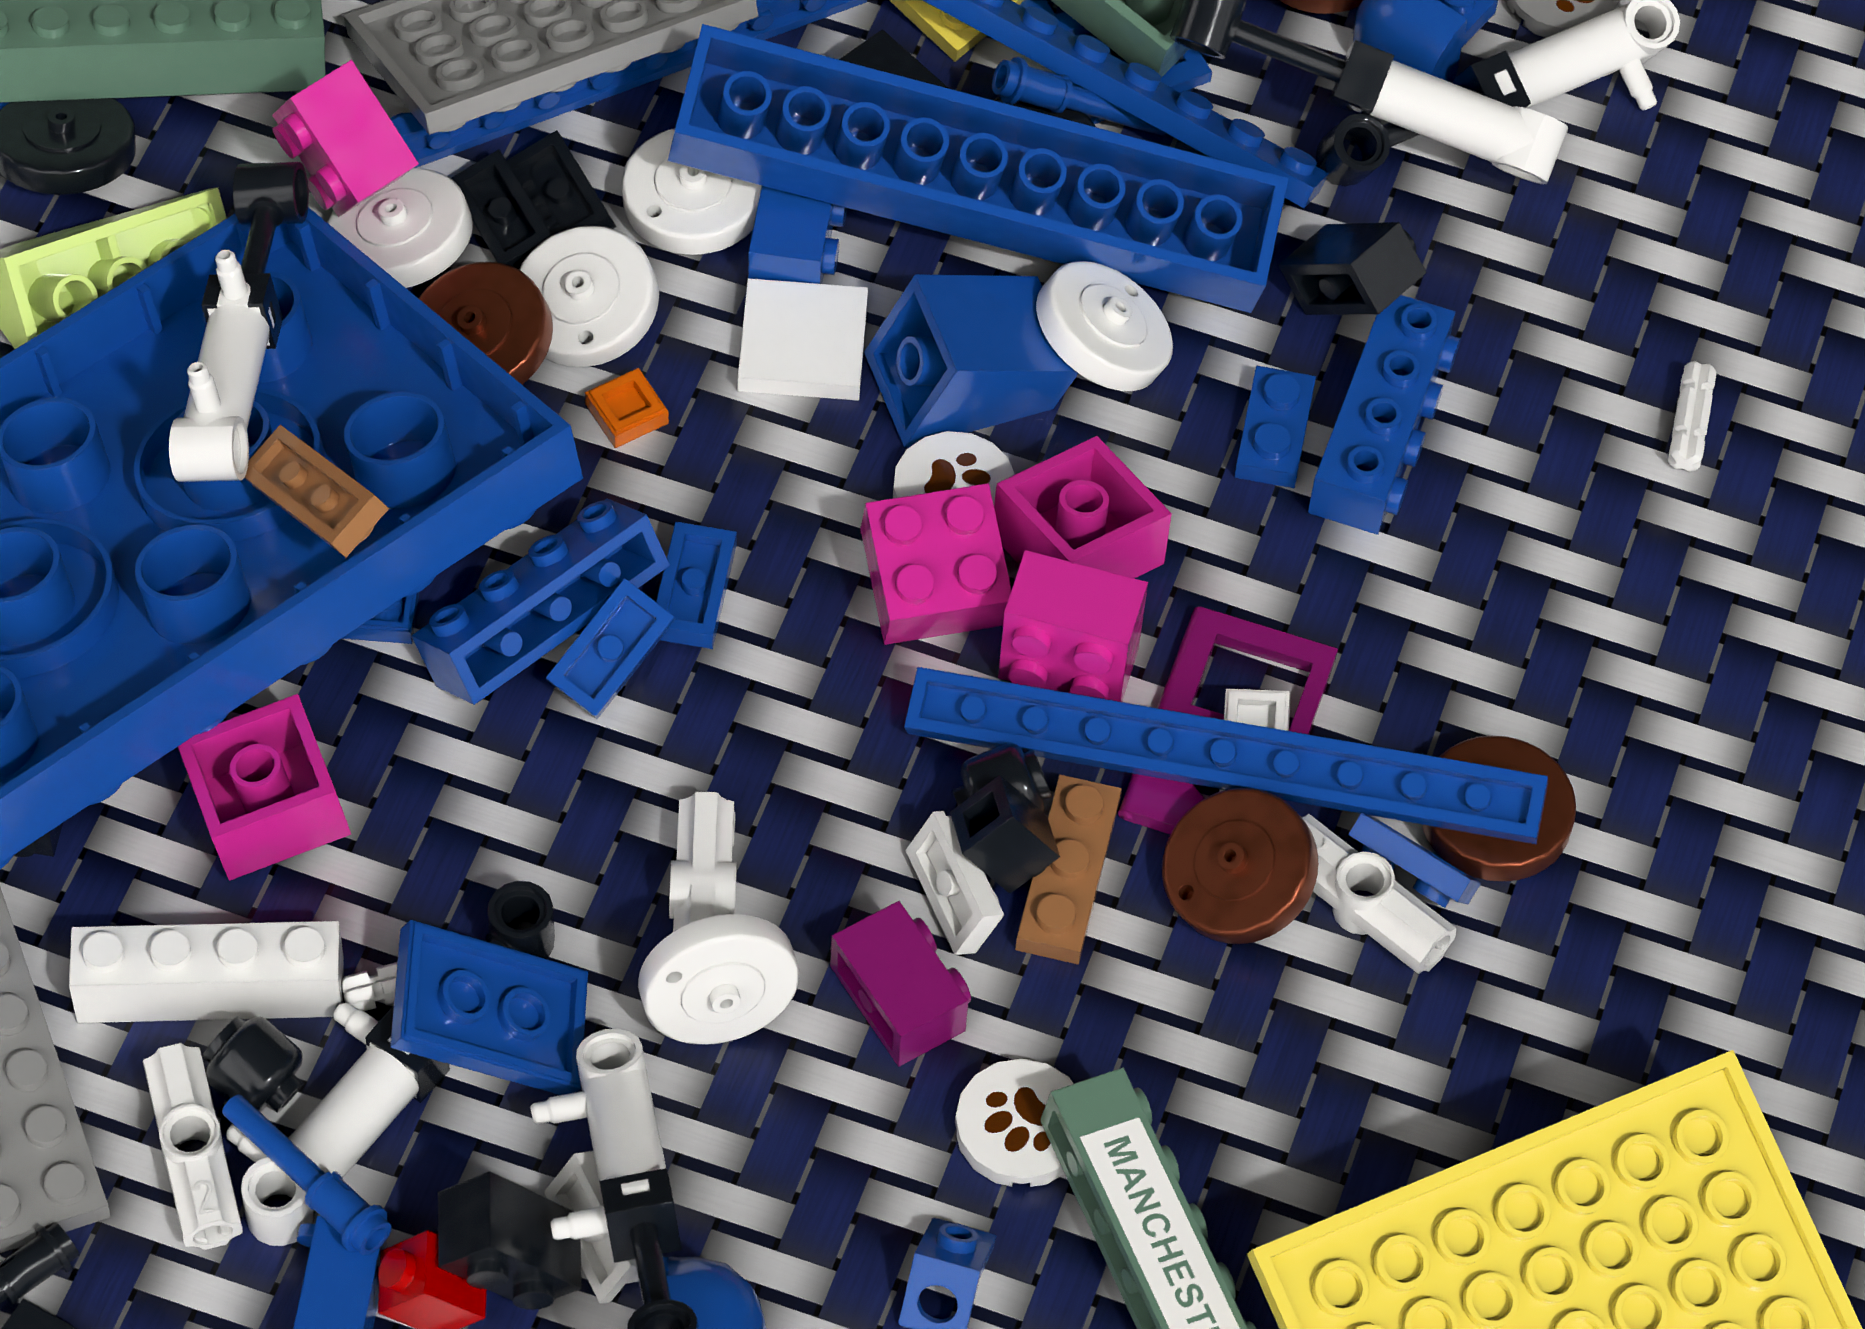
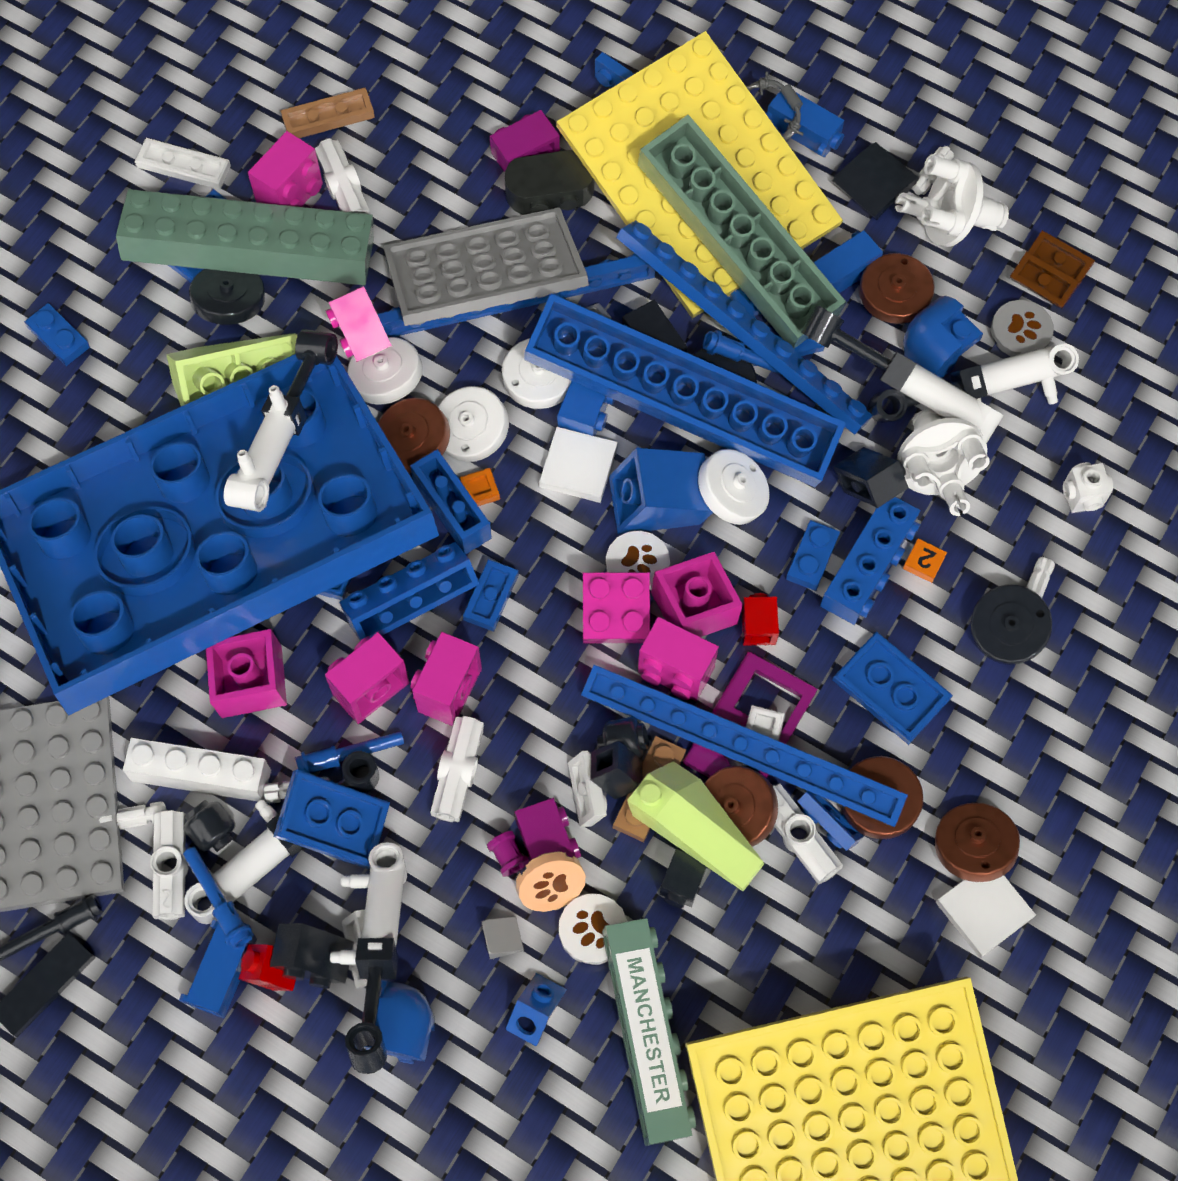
camera: 15 degrees right, 10 degrees up
(103, 1078) = (136, 815): none -> white axle
(314, 491) = (293, 526): medium nougat plate -> none
(459, 910) = (331, 757): none -> blue pin
(499, 754) = (367, 677): none -> dark pink brick
(529, 198) = (456, 363): black slope -> none
(610, 648) = (446, 617): blue plate -> none
(613, 449) = (451, 502): none -> blue brick
(648, 732) = (446, 678): none -> dark pink brick
(718, 979) = (450, 826): white wheel -> none
(832, 1019) = (507, 853): none -> magenta bush
(853, 1165) = (502, 936): none -> light grey slope
(927, 1044) = (550, 882): none -> light nougat tile
(1167, 894) = (692, 819): none -> yellowish green wedge
(1169, 1005) = (682, 880): none -> black brick
(1206, 548) = (760, 620): none -> red brick
(1473, 626) = (892, 688): none -> blue tile
(1478, 215) = (943, 457): none -> white piece
(1480, 403) = (924, 560): none -> orange tile
(1662, 481) = (1011, 624): none -> black wheel
(1688, 852) = (977, 842): none -> copper wheel
(1728, 966) = (985, 912): none -> white tile
(1744, 232) = (1087, 487): none -> white brick

